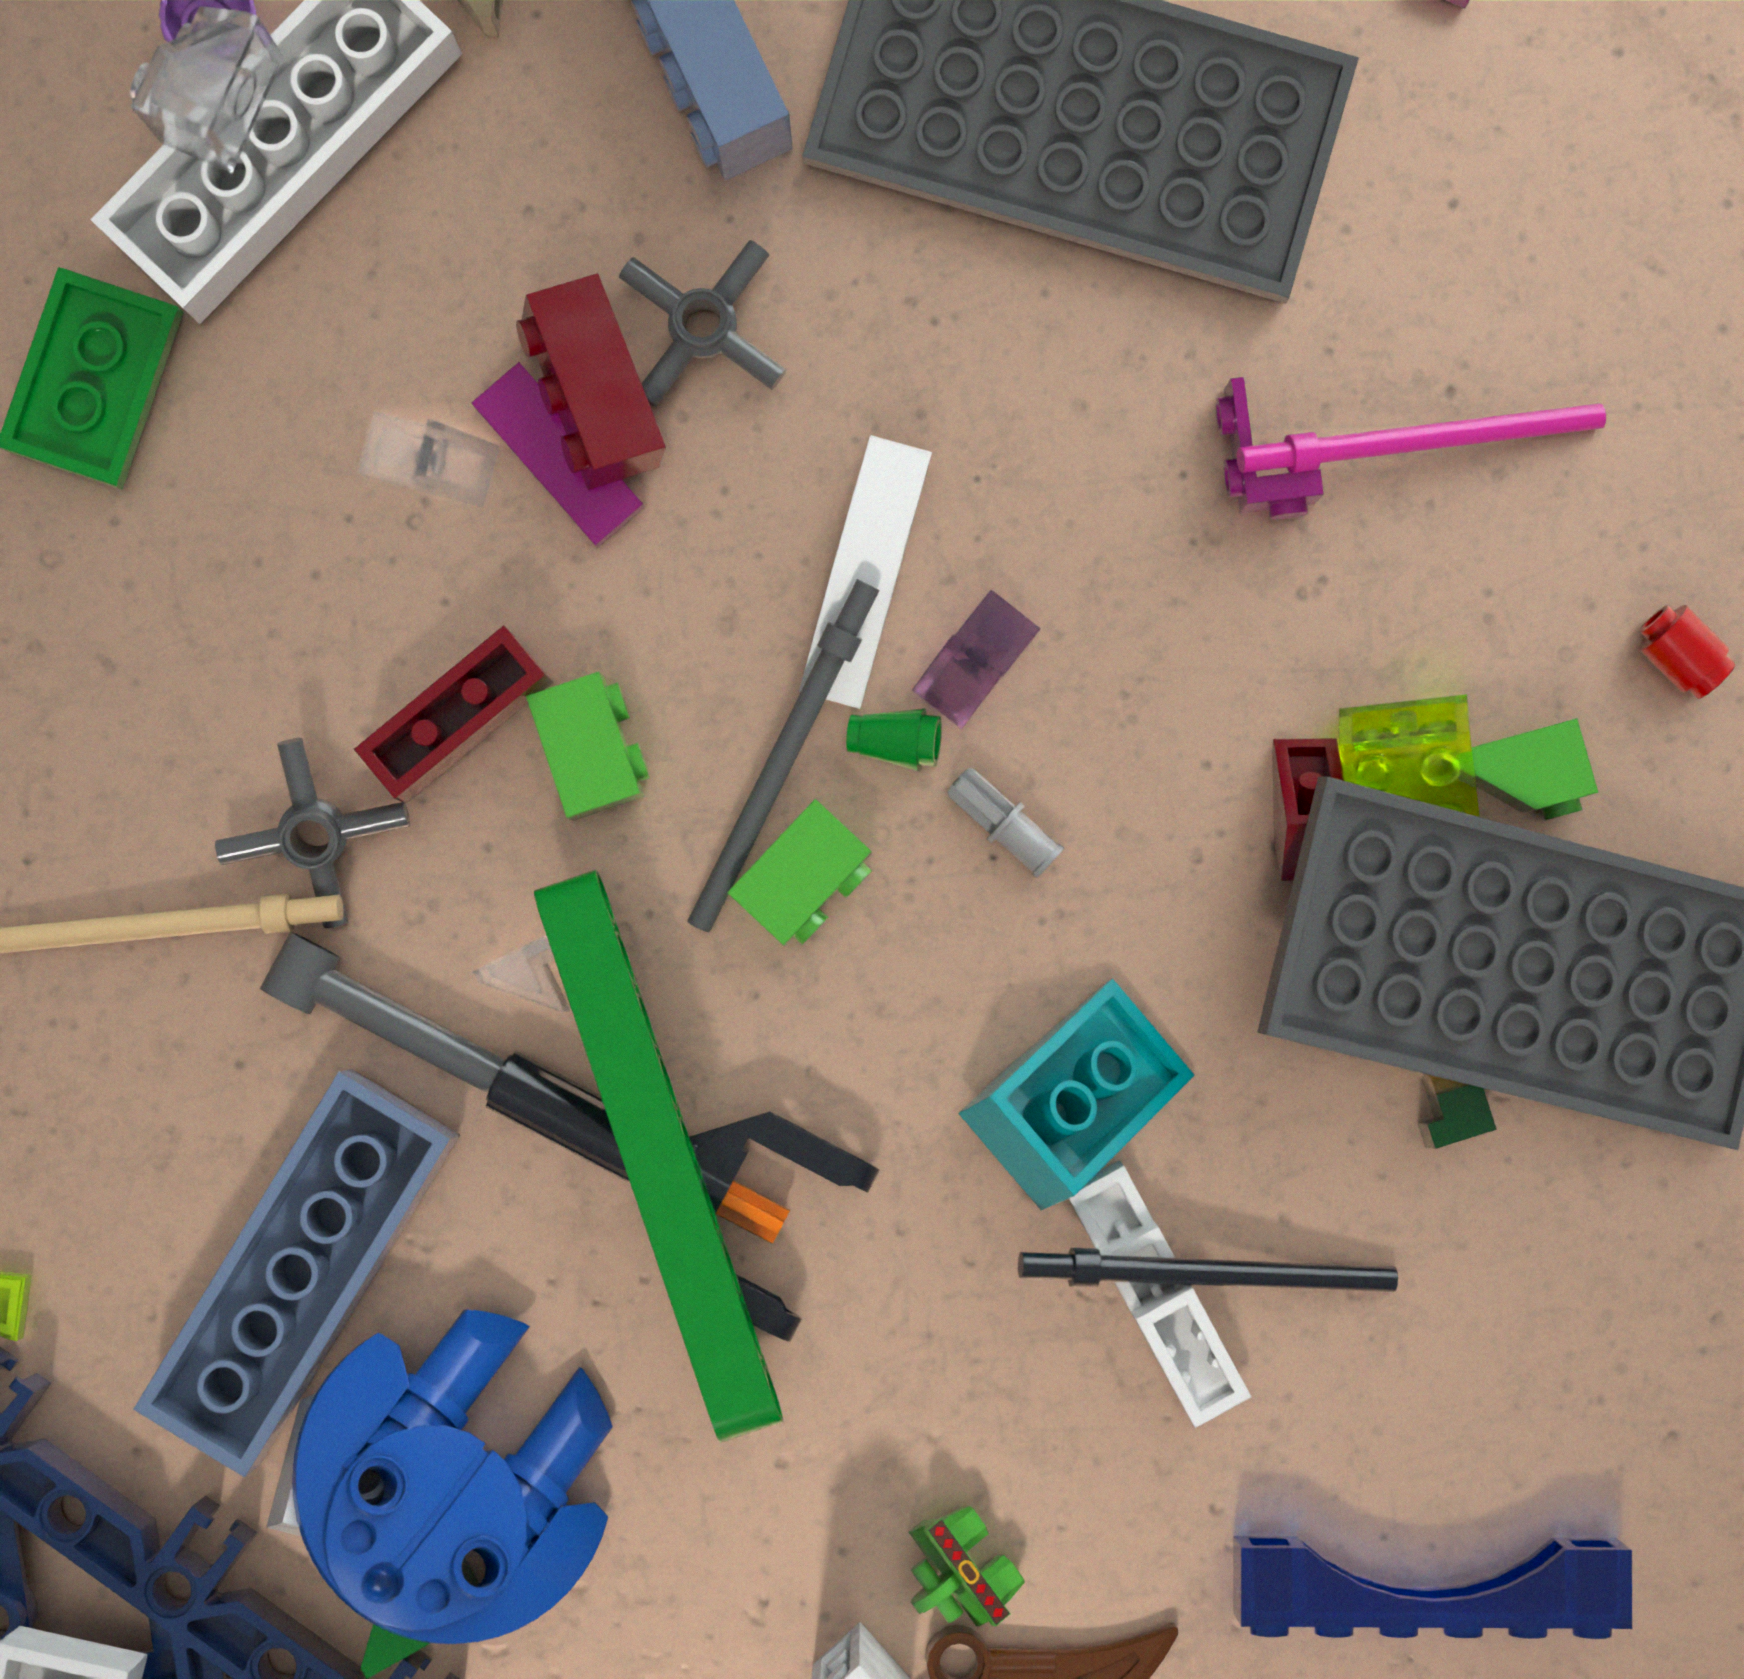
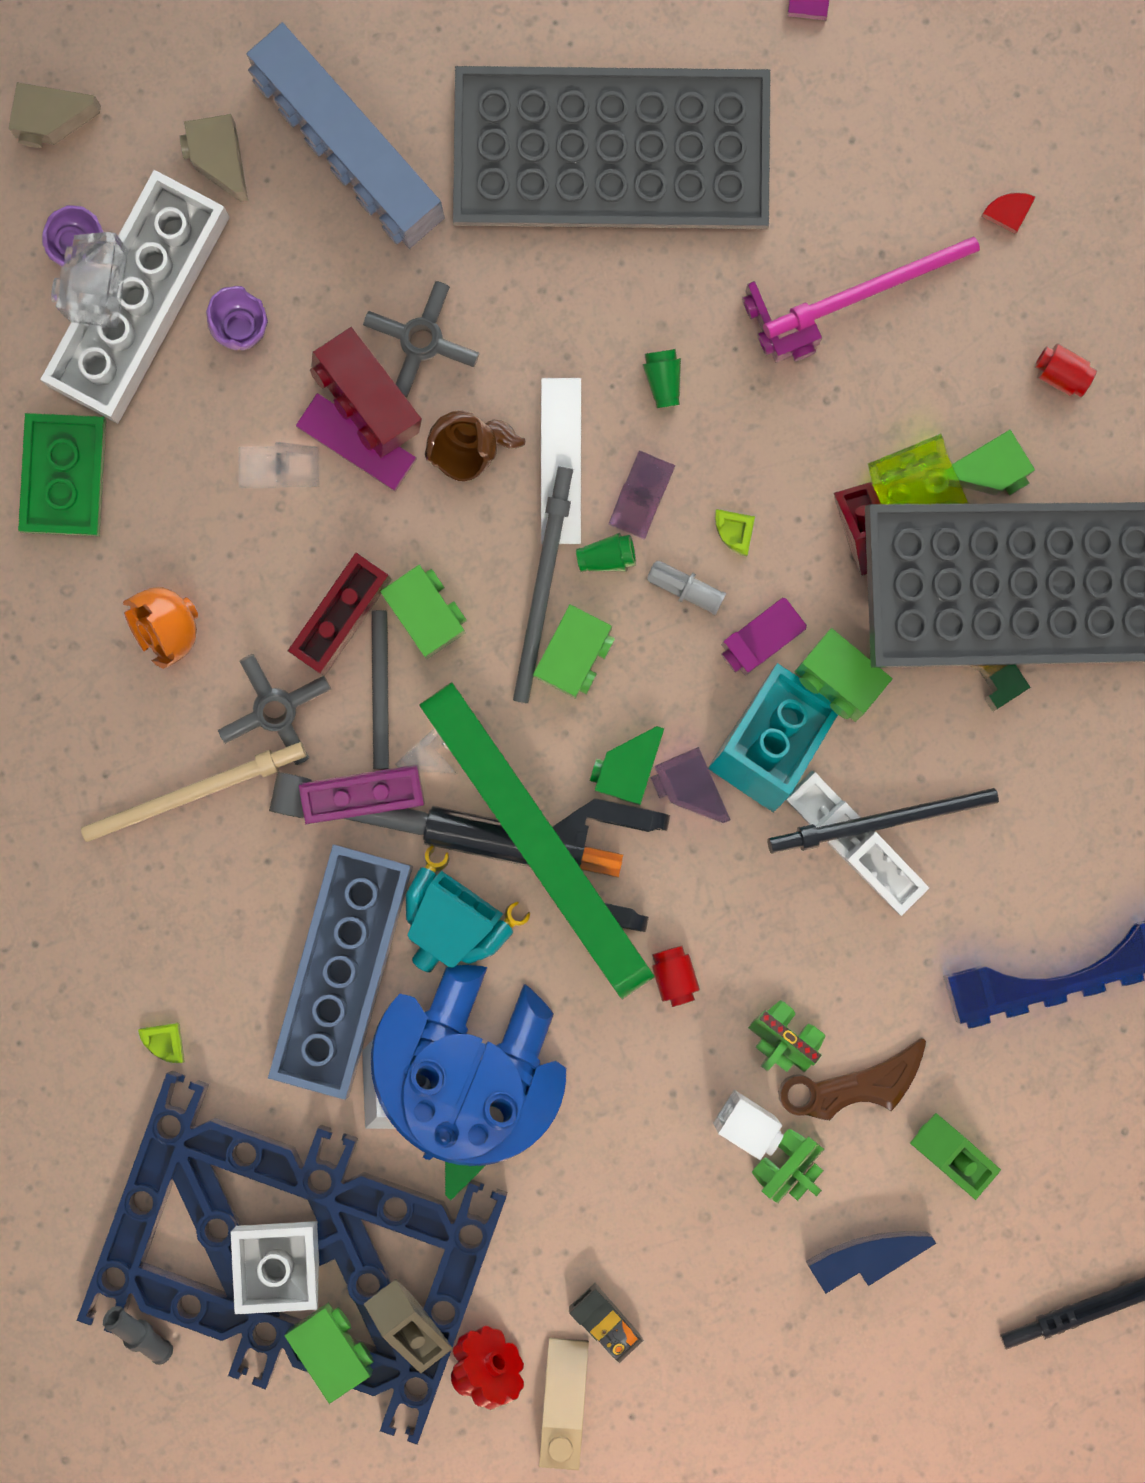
camera: 10 degrees left, 0 degrees up
(178, 651) = (163, 623): none -> orange cylinder
(407, 1004) = (361, 794): none -> magenta tile
(425, 211) = (236, 318): none -> medium lavender hair
(487, 847) = (380, 689): none -> dark grey bar
(494, 1239) = (451, 920): none -> teal torso
(724, 507) = (465, 445): none -> reddish brown hair
(817, 1422) = (675, 976): none -> red brick
(834, 1077) = (627, 767): none -> green slope
(923, 1133) = (690, 786): none -> clear purple slope
(1061, 486) = (663, 377): none -> green cone
(1101, 933) = (762, 637): none -> magenta bracket
(1104, 754) = (735, 530): none -> lime tile
(1208, 1029) = (842, 676): none -> bright green brick
(1667, 379) = (1009, 210): none -> red tile

